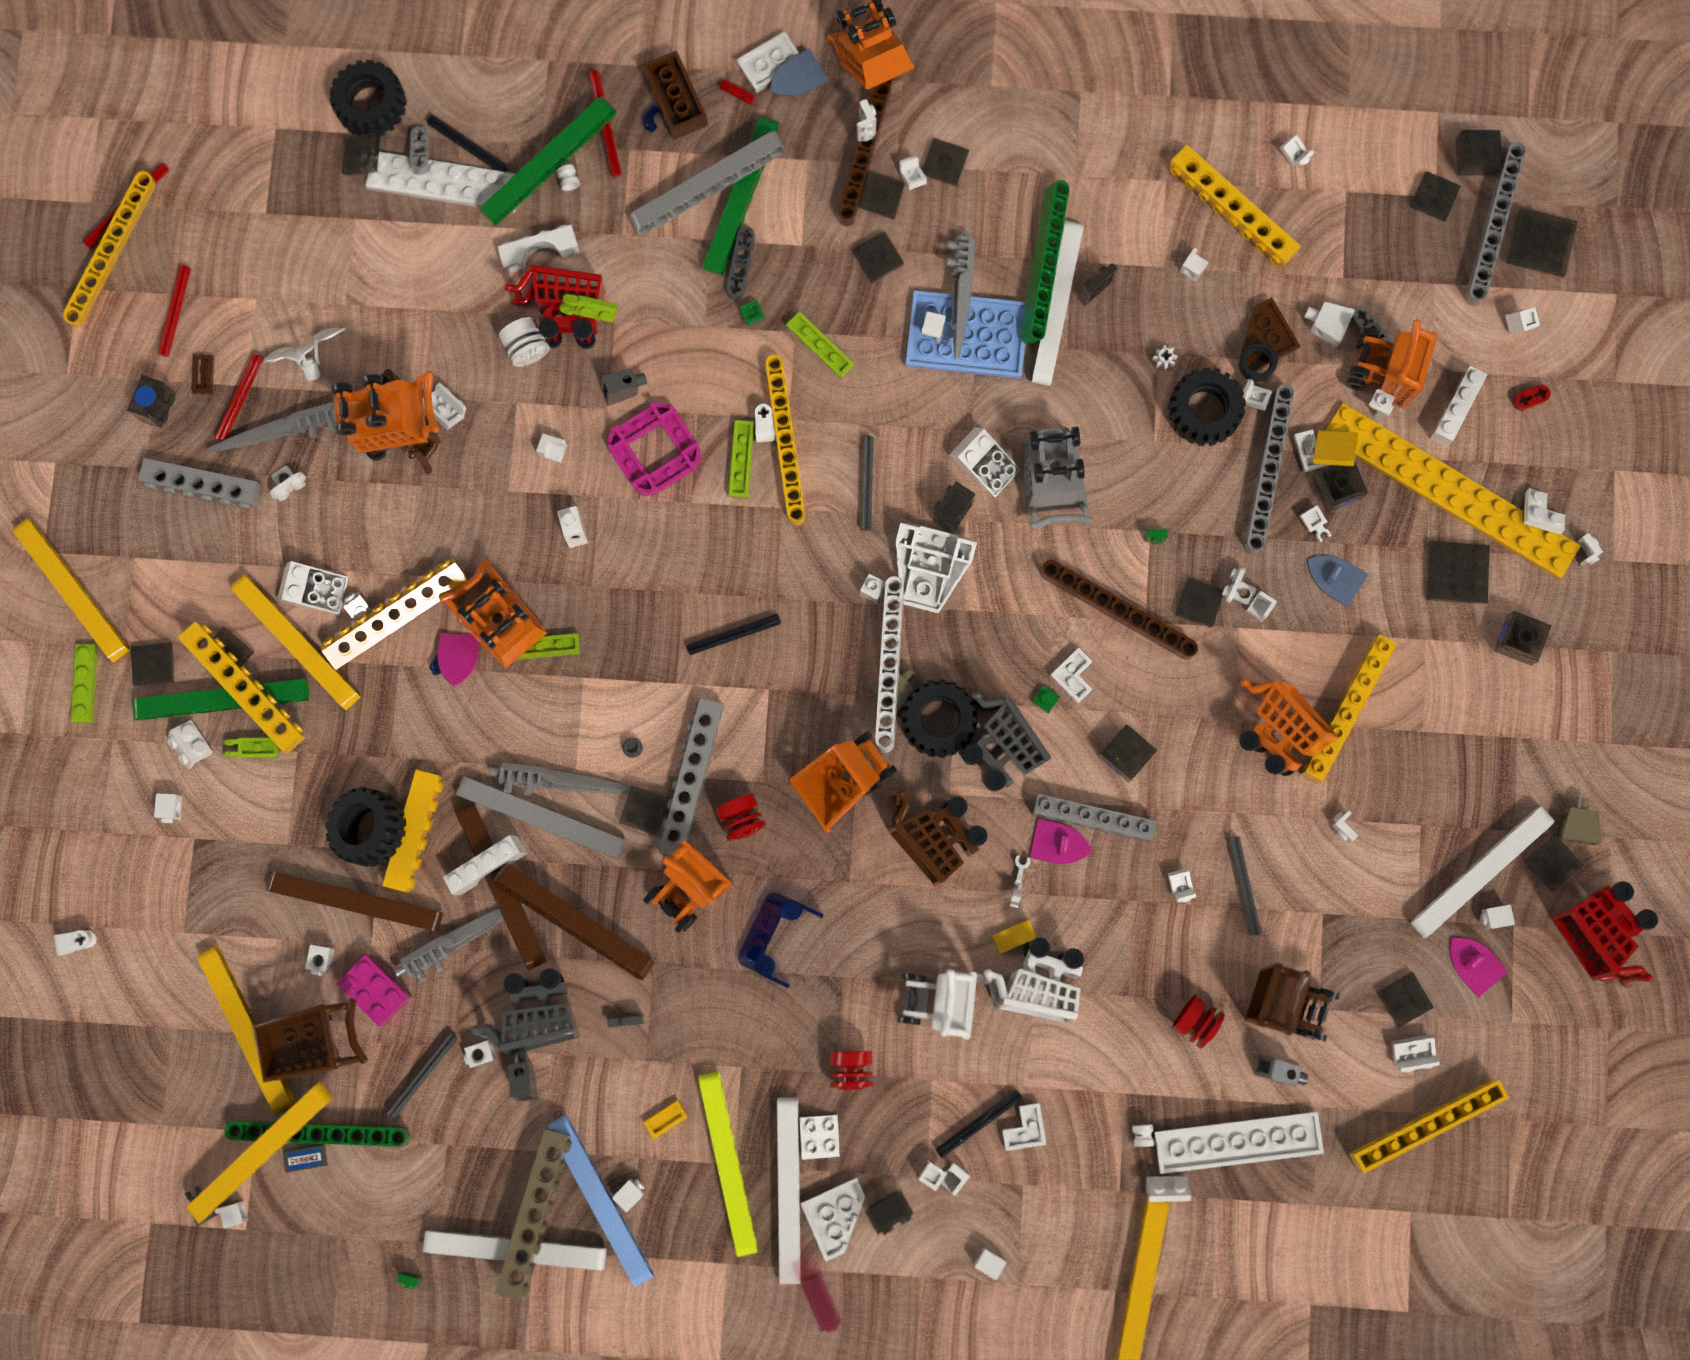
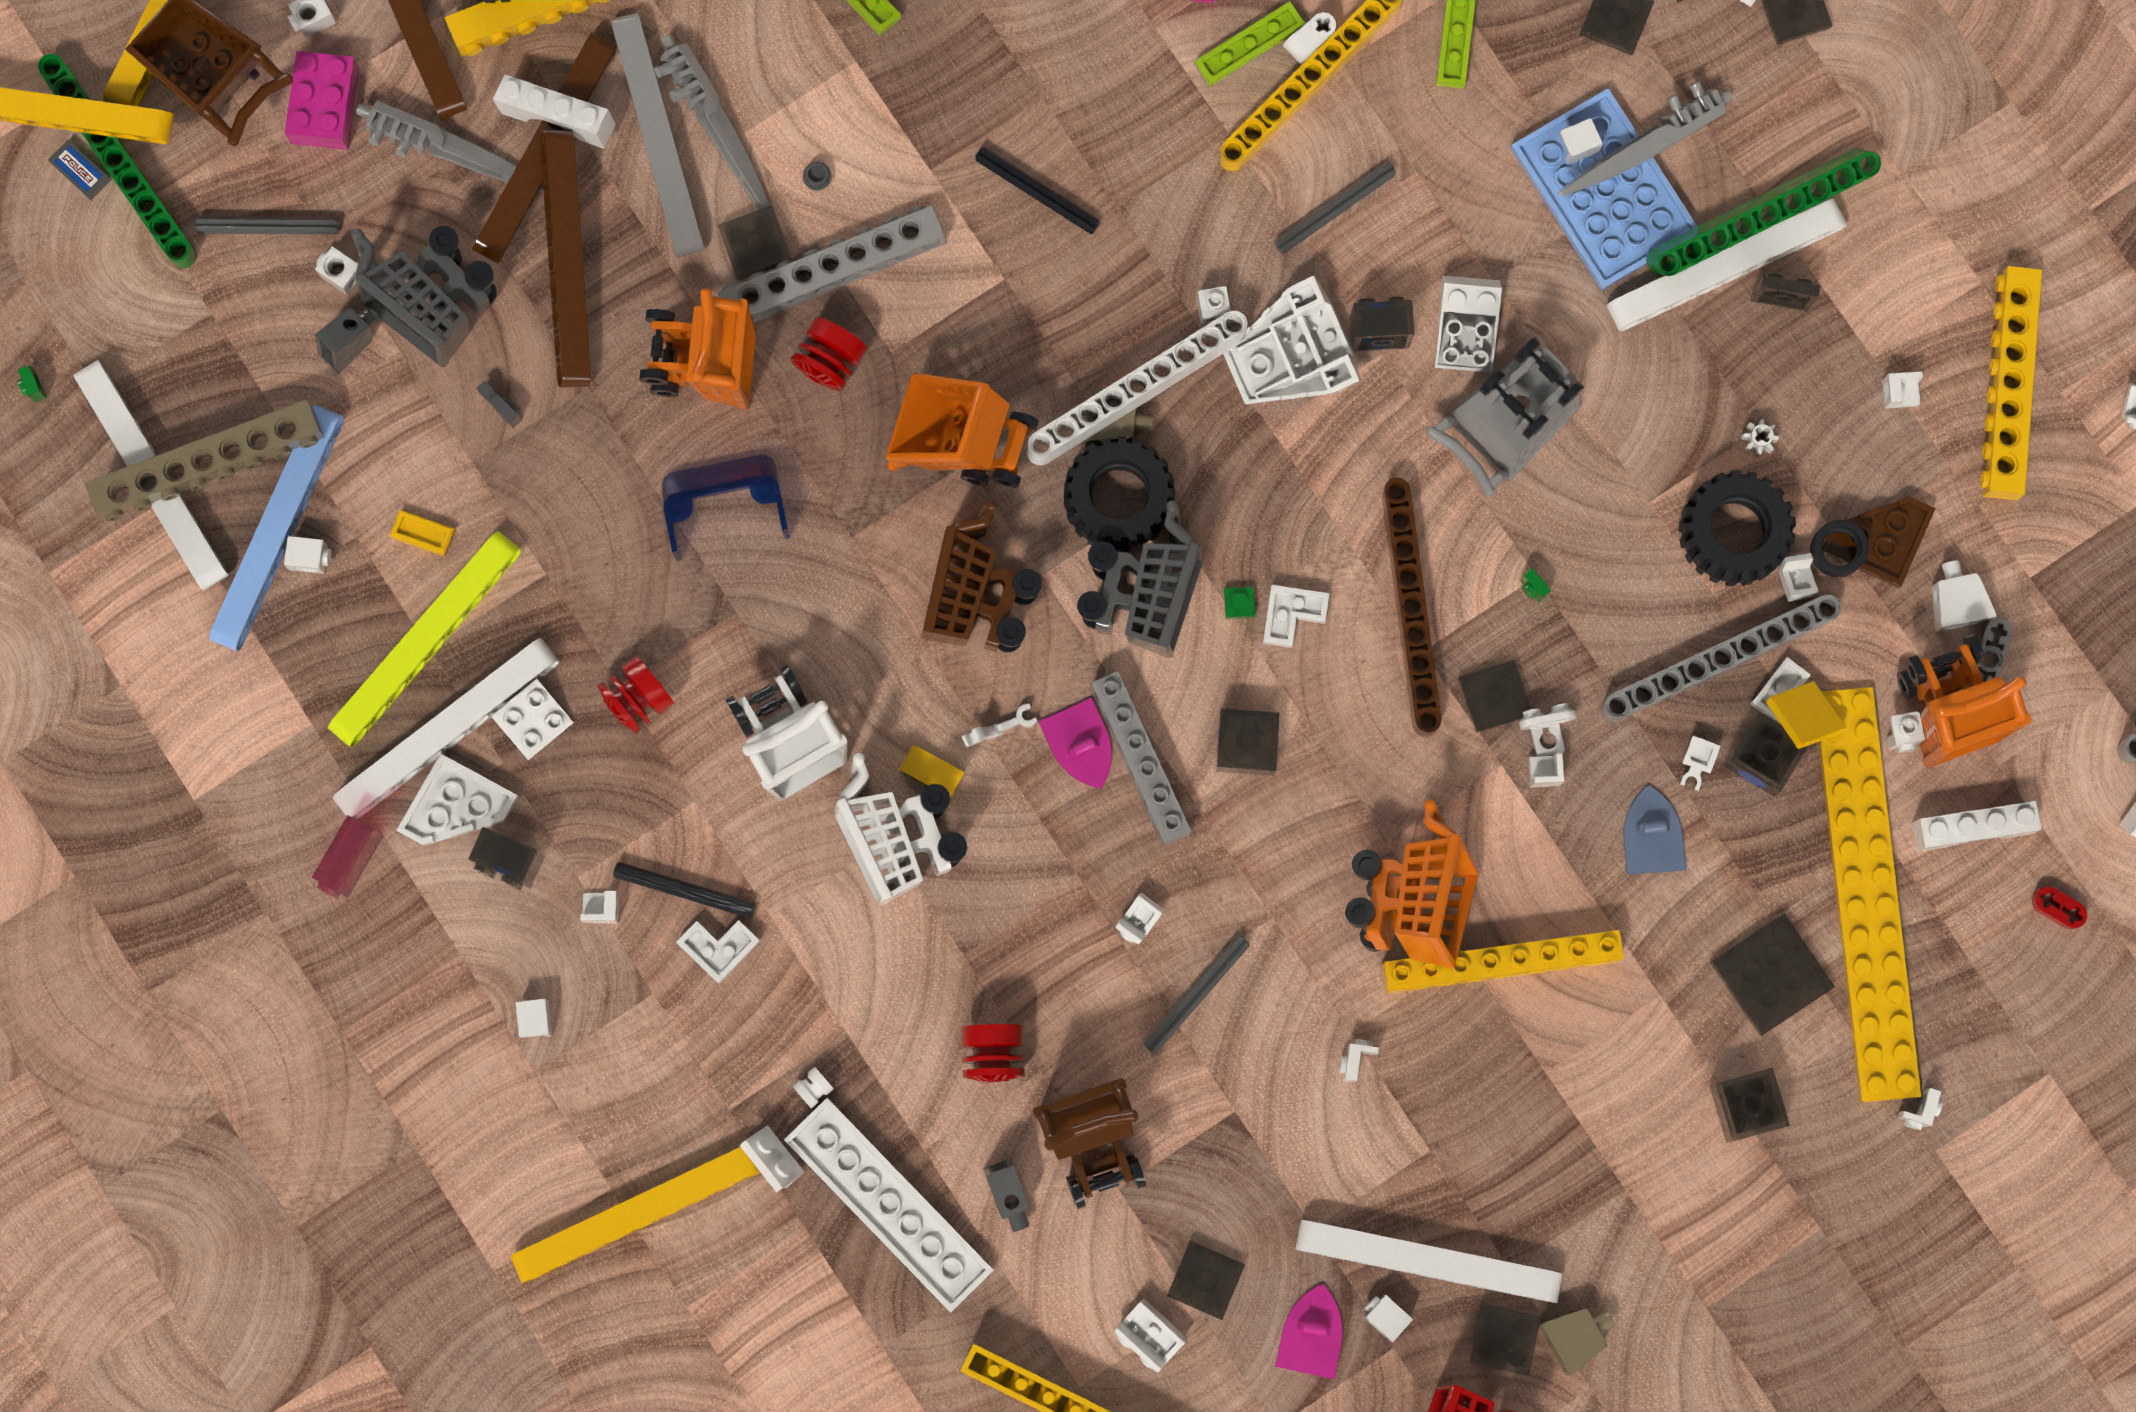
camera: 45 degrees right, 0 degrees up
(932, 1176) = (583, 878): white panel -> none
(1538, 515) = (1916, 1019): white plate -> none

